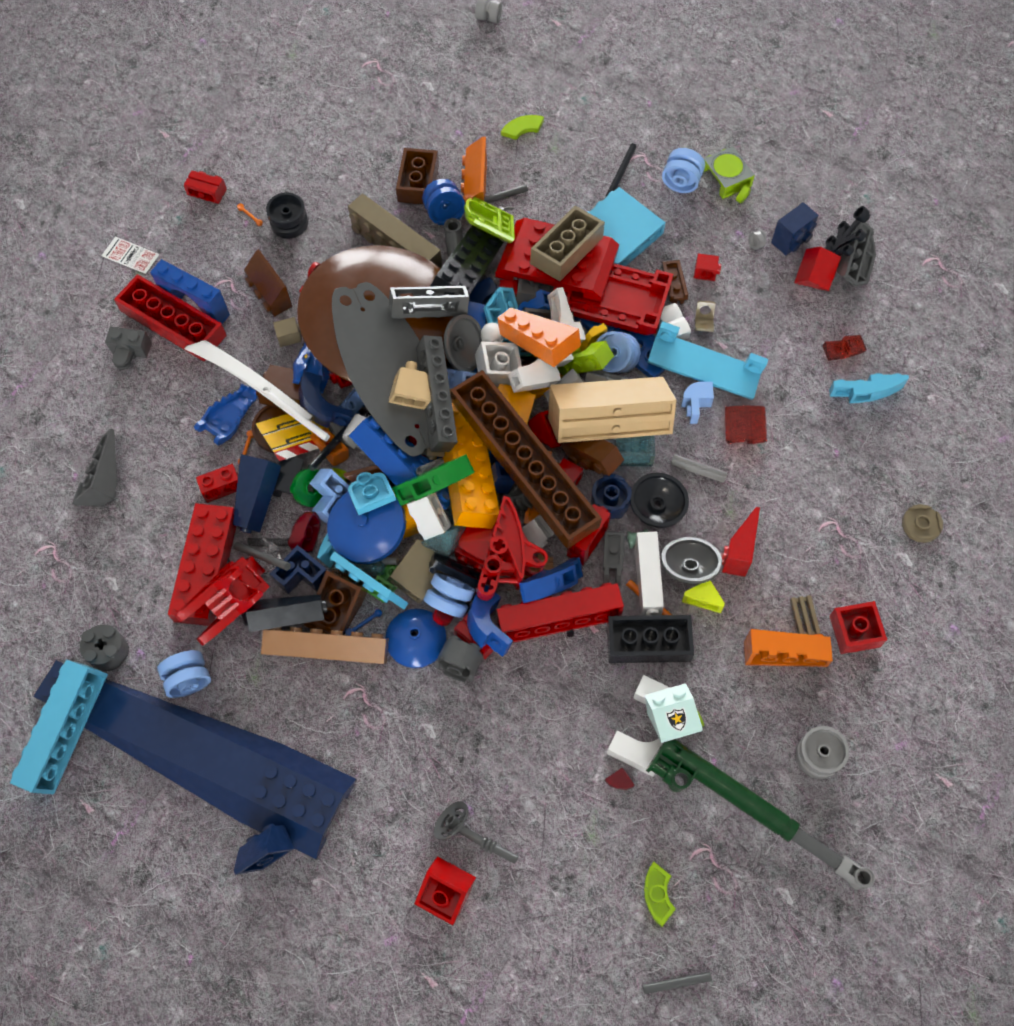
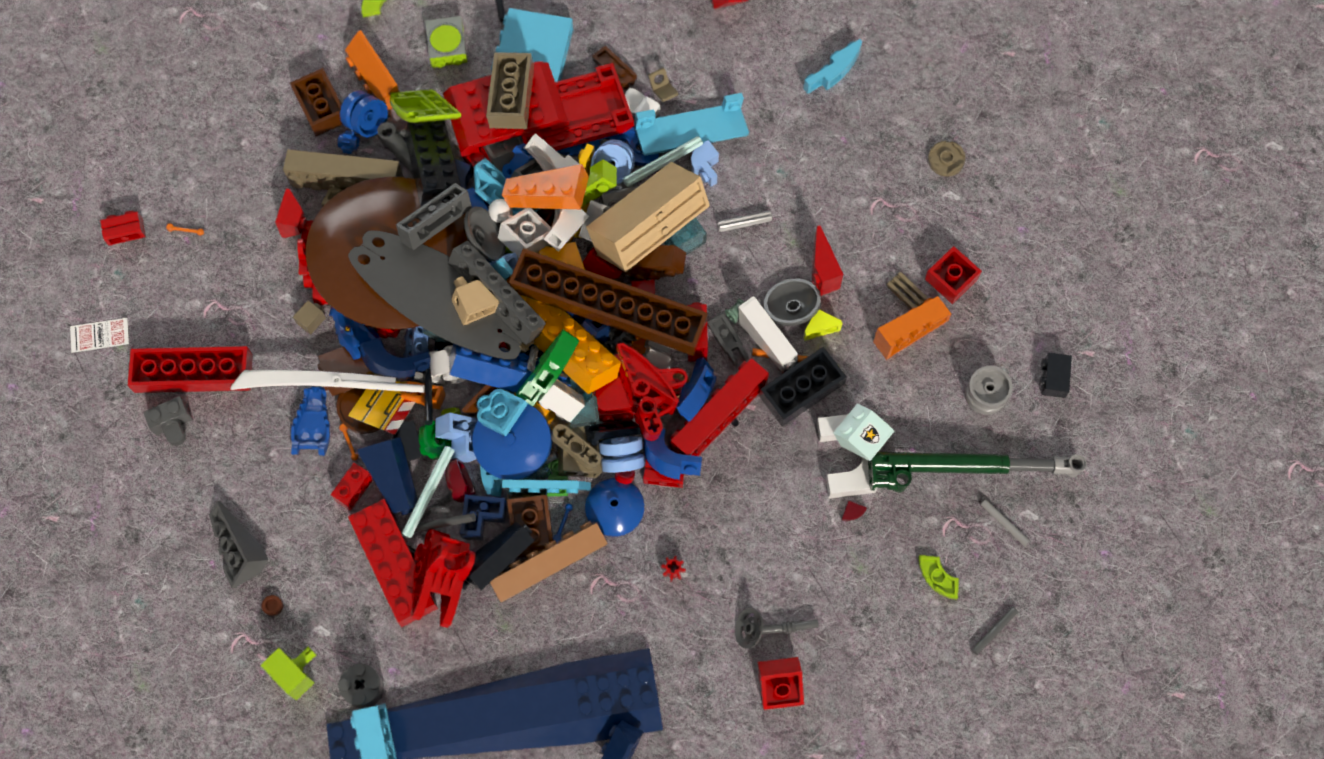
camera: 35 degrees left, 5 degrees up
(57, 597) = (289, 671): none -> lime brick
(91, 537) = (272, 605): none -> copper tile
(182, 283) = (213, 330): blue arch -> none
(183, 674) = (449, 660): light blue wheel -> none
(267, 285) = (257, 285): reddish brown slope -> none
(272, 524) = (427, 492): none -> light aqua axle
(287, 215) = (225, 210): black wheel -> none
(329, 243) = (290, 216): none -> red slope
(405, 550) = (575, 438): none -> dark tan beam
(418, 218) = (348, 142): none -> blue gear
(423, 728) = (678, 570): none -> red gear
(456, 377) = (503, 268): none -> medium azure tile
(459, 659) = (665, 500): dark grey brick -> none
(501, 195) = (411, 68): dark grey bar -> none
(550, 186) = (446, 41): none -> panel
(617, 488) = (695, 280): dark blue brick -> none
(661, 490) = (734, 258): black dish -> none
(669, 376) = (662, 161): none -> light aqua axle
(707, 267) = (633, 38): red brick -> none
(745, 424) = (757, 159): clear red slope -> none
(756, 886) = (1005, 522): none -> light grey bar
(844, 348) = (792, 44): clear red slope -> none
(899, 781) = (1056, 375): none -> black brick

